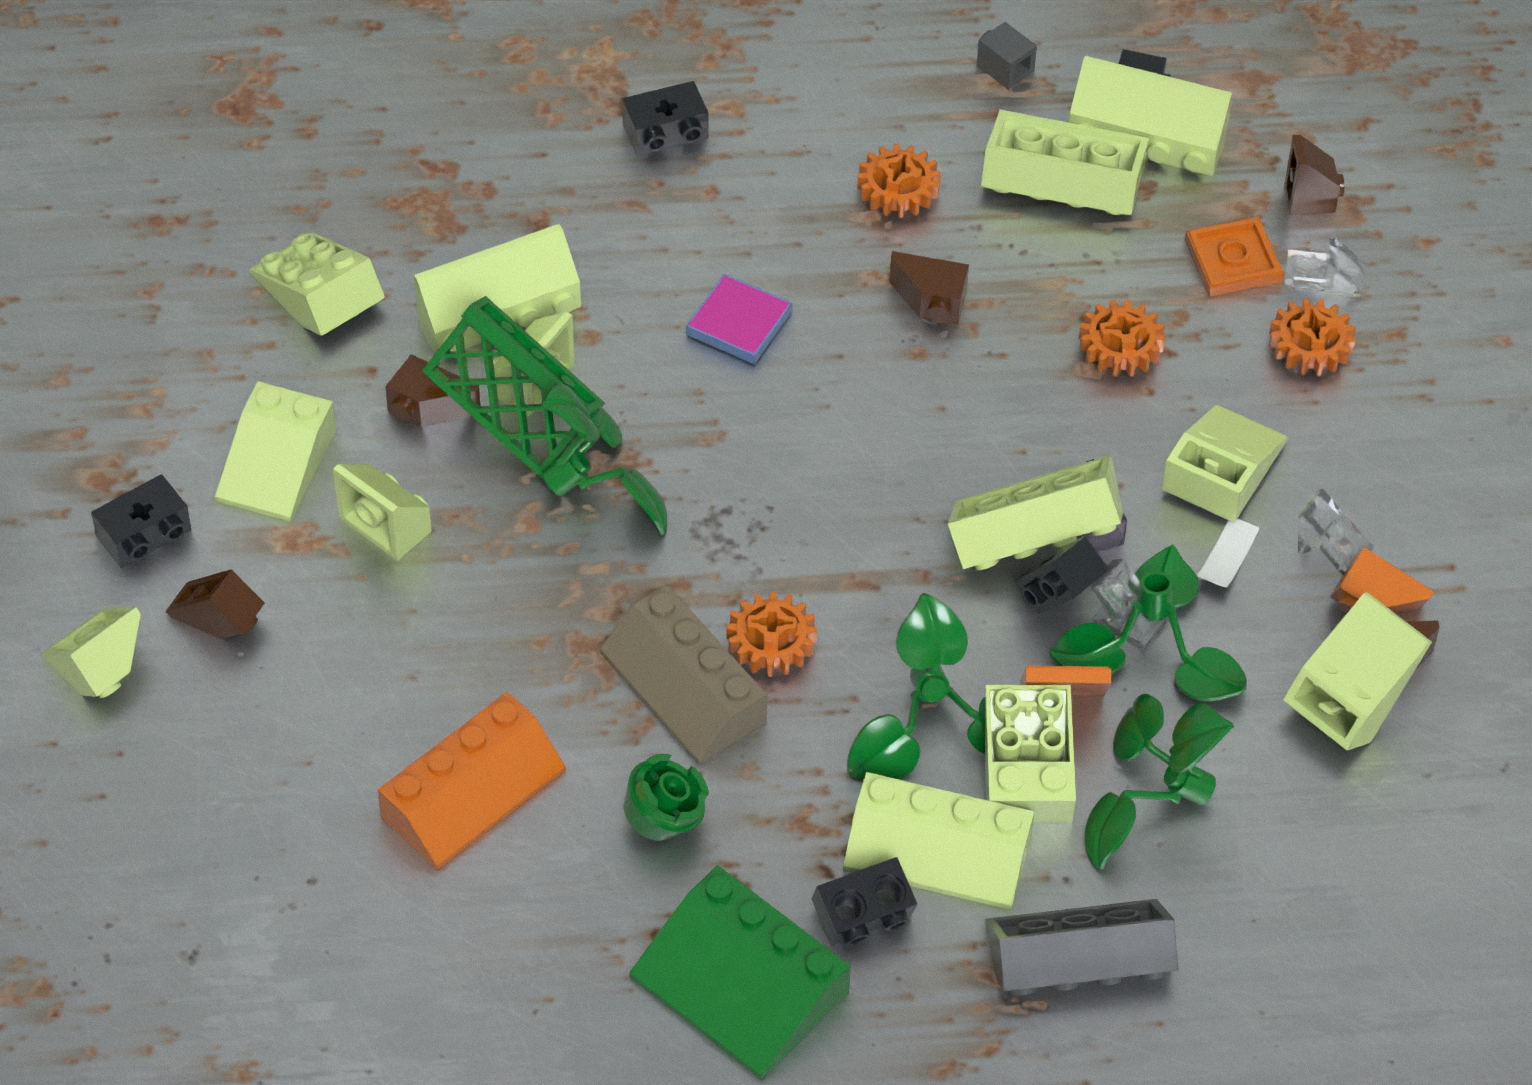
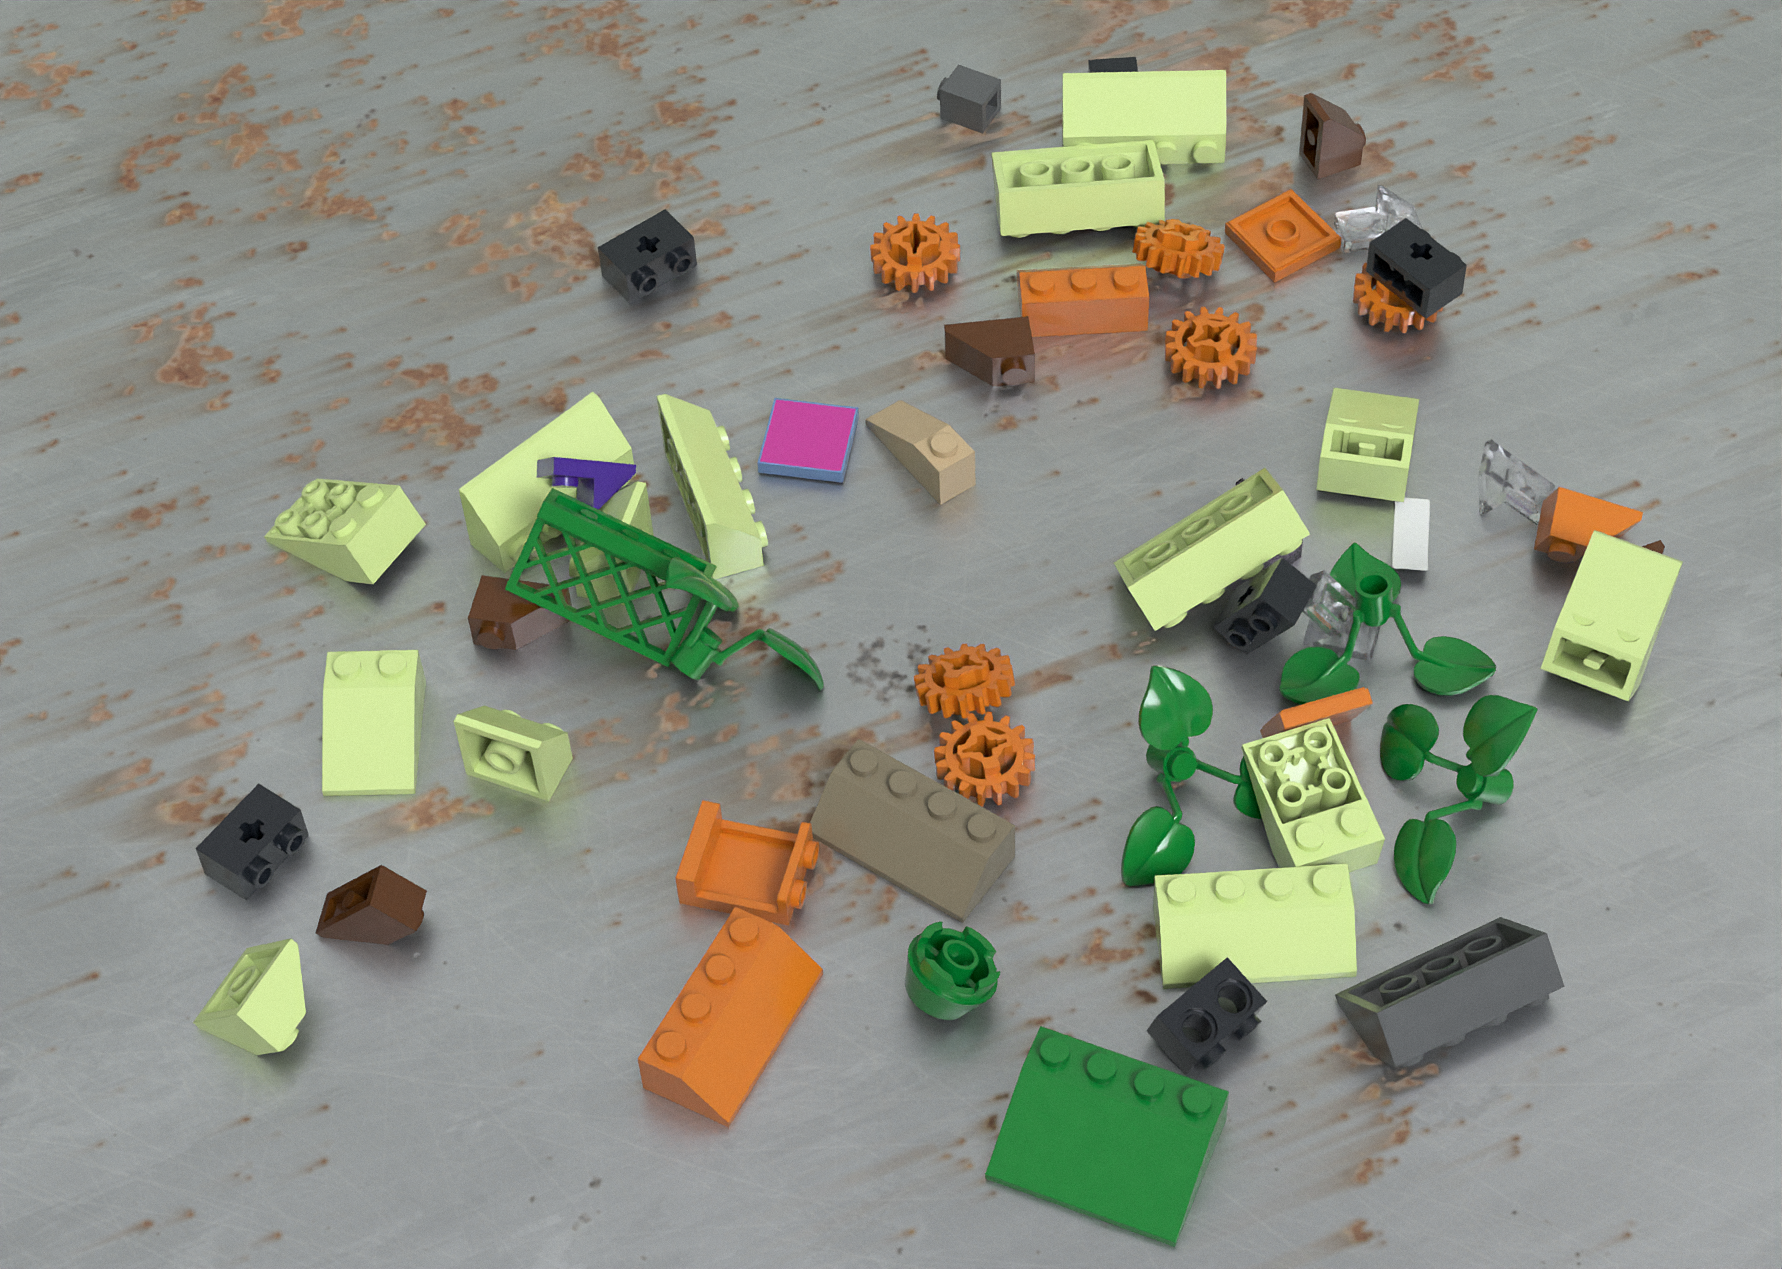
camera: 15 degrees left, 0 degrees up
(534, 662) = (745, 866): none -> orange panel
(536, 299) = (593, 479): none -> dark purple slope
(635, 335) = (711, 487): none -> yellowish green slope
(781, 562) = (964, 680): none -> orange gear
(835, 356) = (926, 449): none -> tan slope
(1028, 263) = (1084, 299): none -> orange slope
(1130, 242) = (1178, 248): none -> orange gear
(1327, 318) = (1416, 267): none -> black brick

